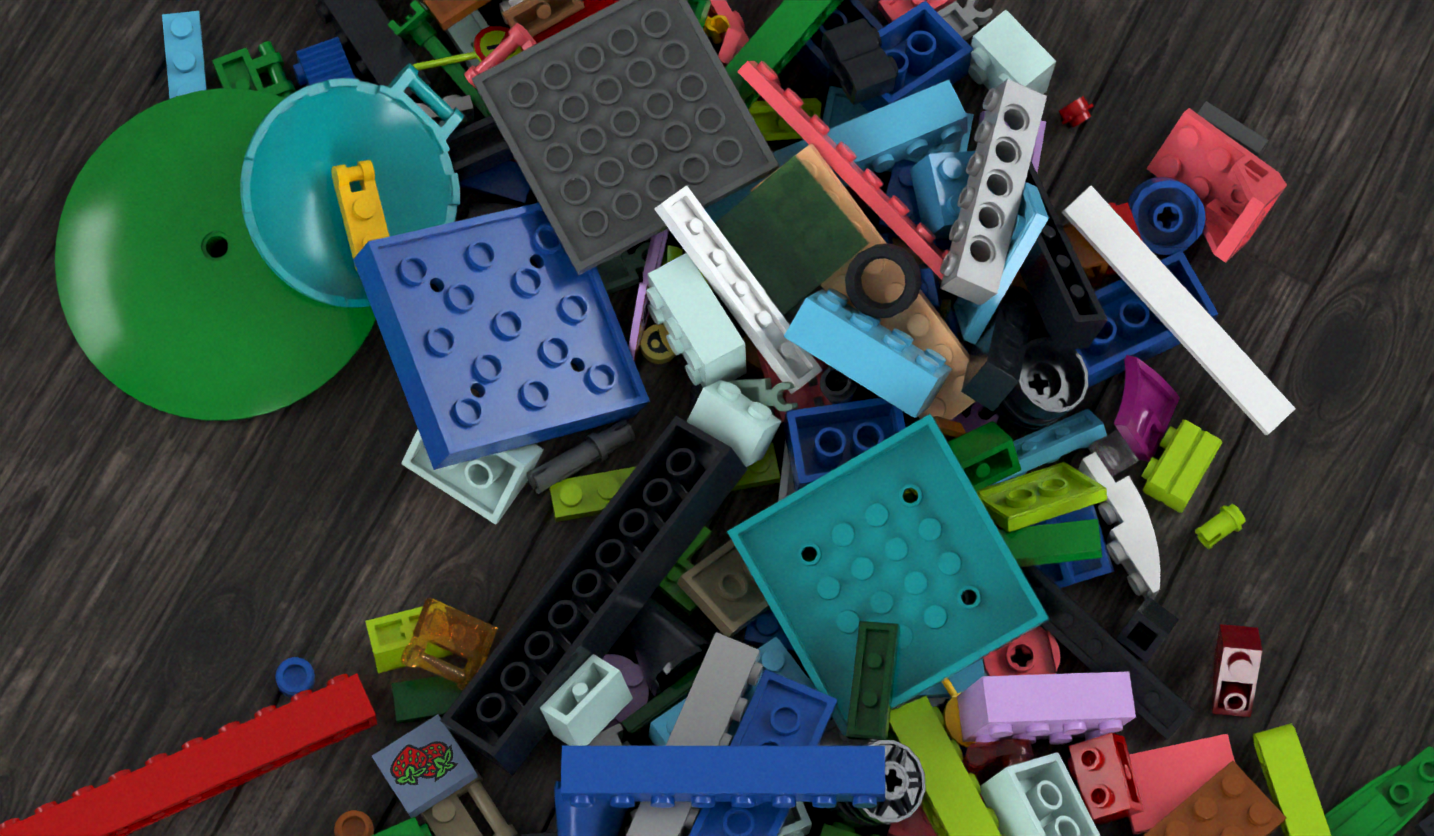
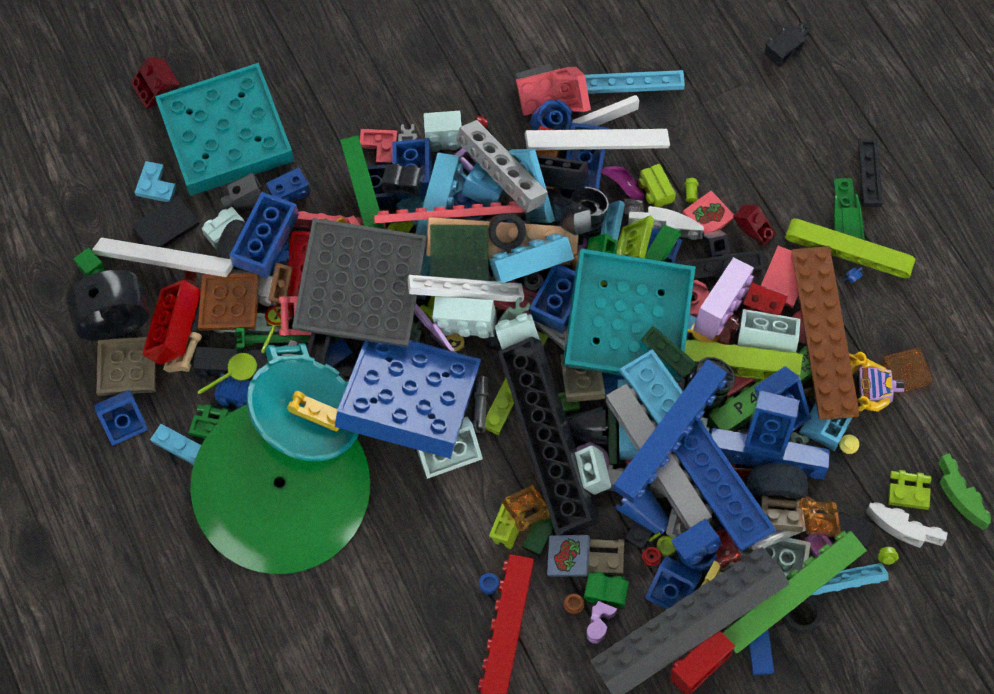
camera: 45 degrees left, 5 degrees down
(366, 57) = (240, 367): none -> lime piece
(794, 691) = (652, 384): none -> medium azure tile
(1199, 583) = (709, 213): none -> coral tile
(1252, 295) = (610, 112): none -> white tile
(1344, 293) = (635, 82): none -> medium azure plate

